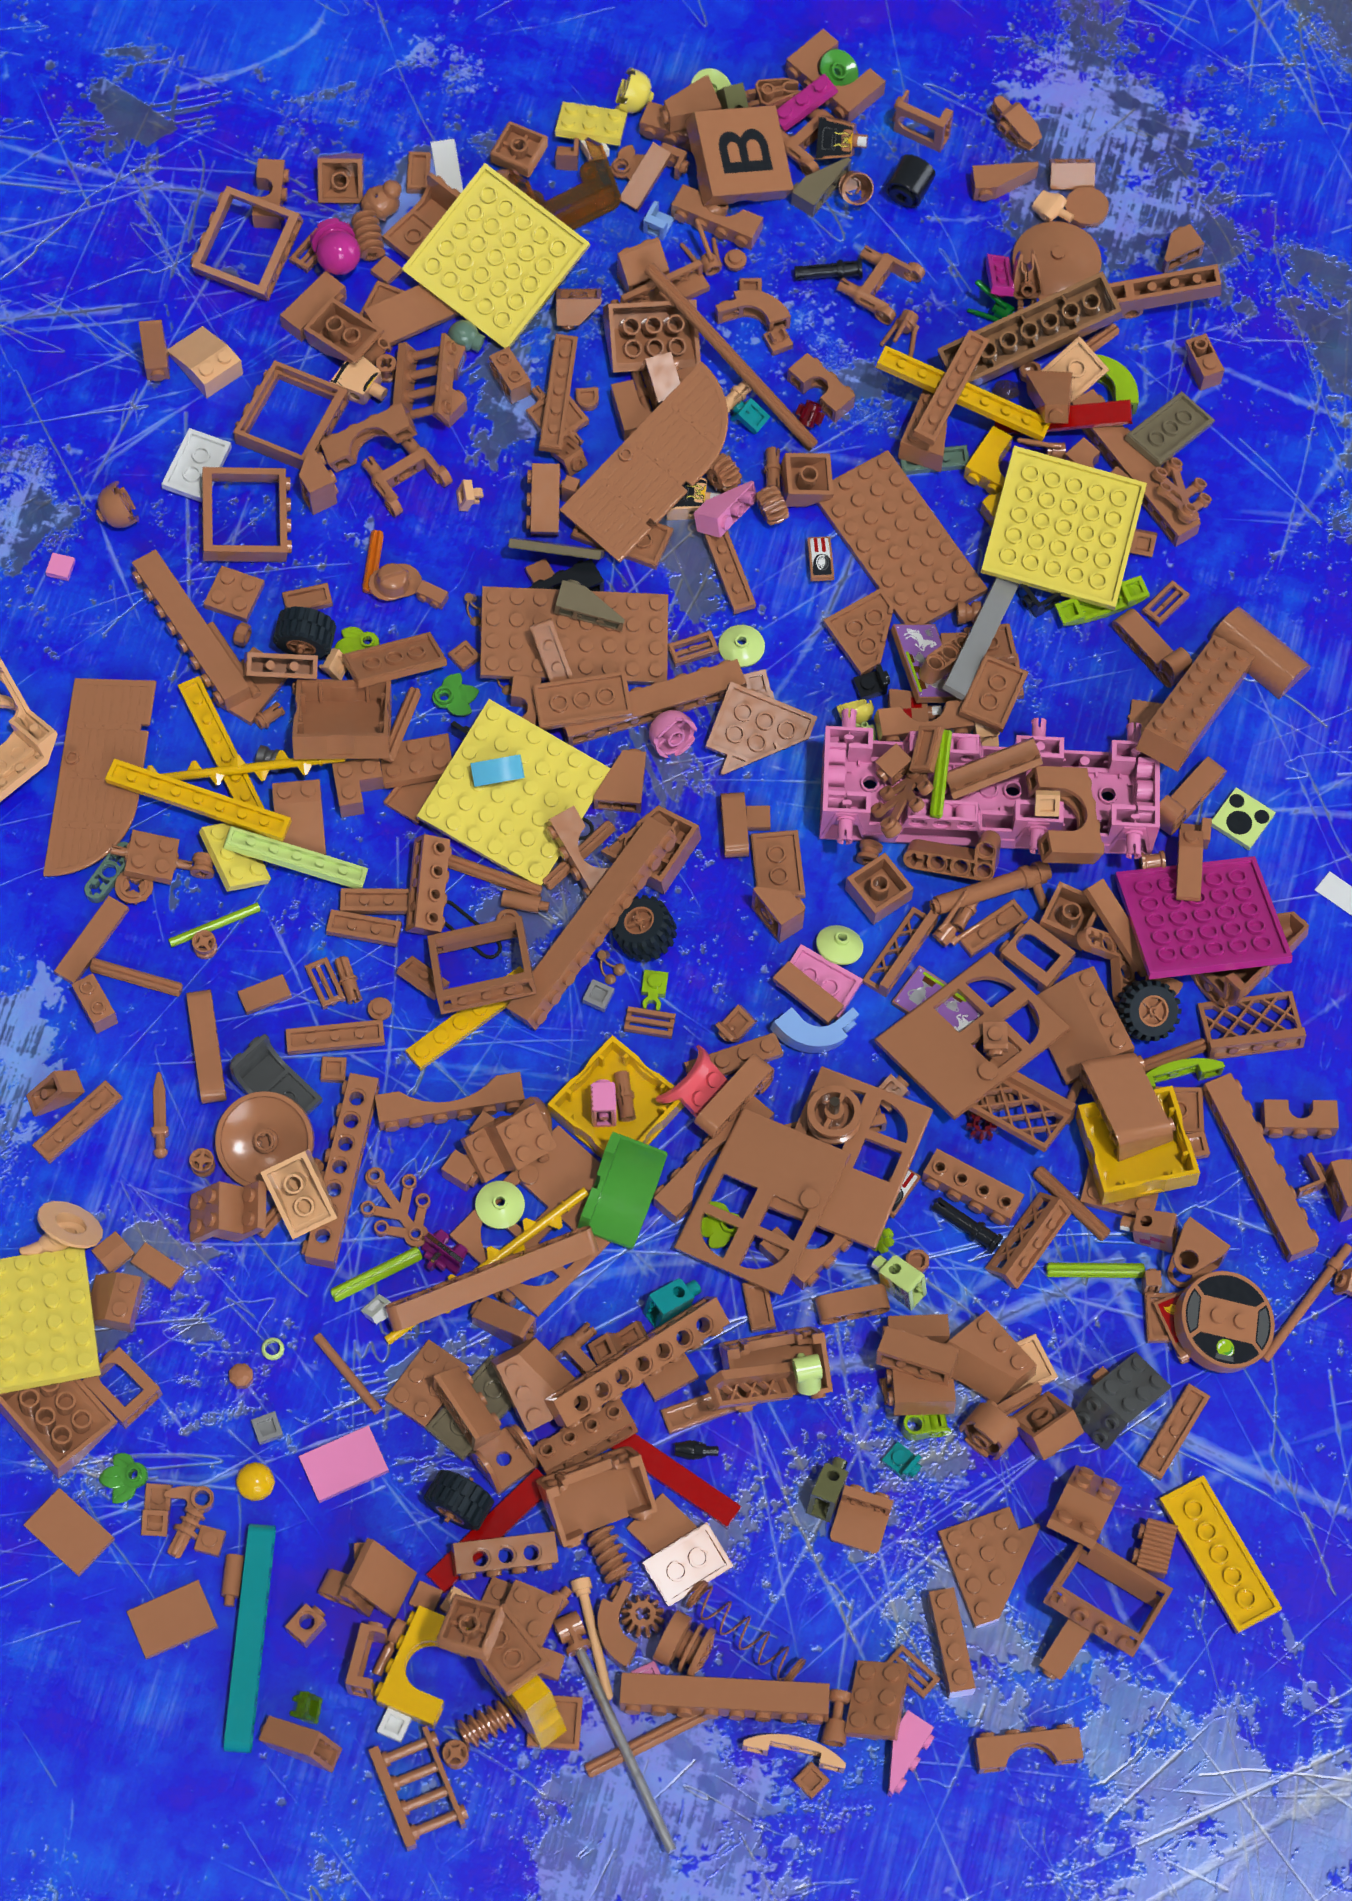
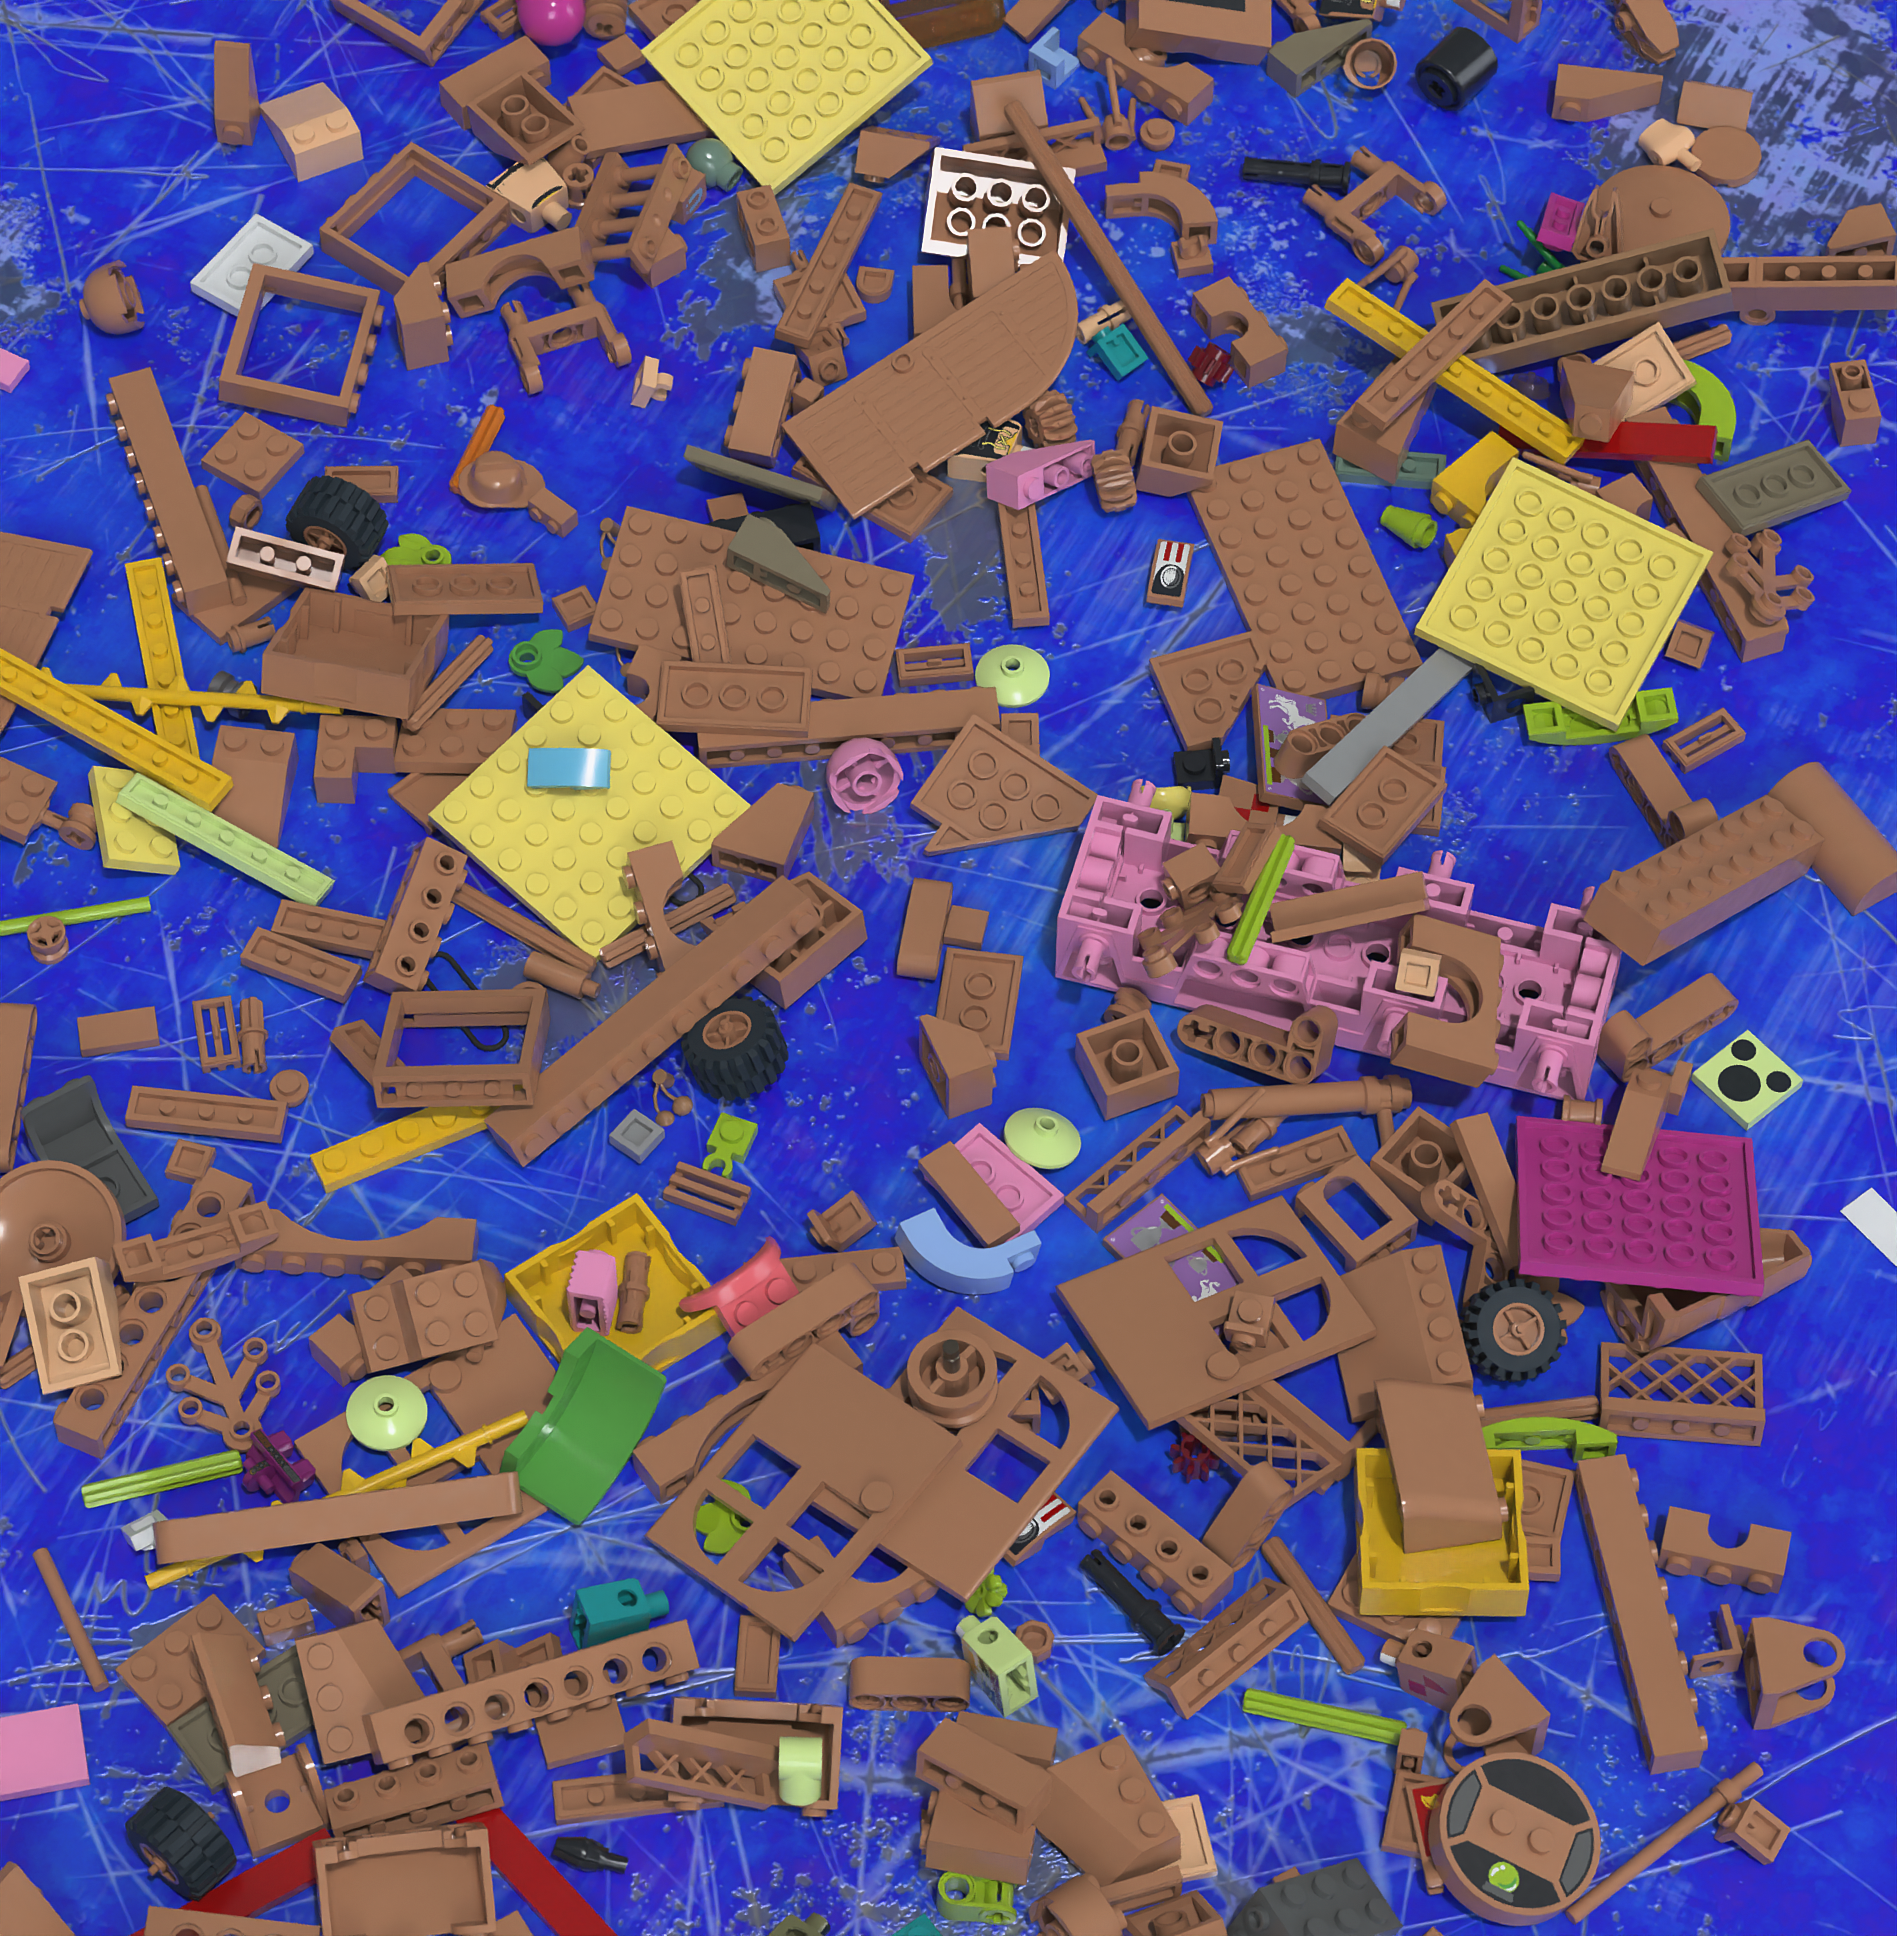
camera: 15 degrees right, 10 degrees down
(360, 1127) = (197, 1249): none -> nougat slope
(476, 1347) = (286, 1622): none -> nougat piece
(957, 497) = (1411, 526): none -> lime cone
(1025, 1160) = (1248, 1515): none -> nougat beam

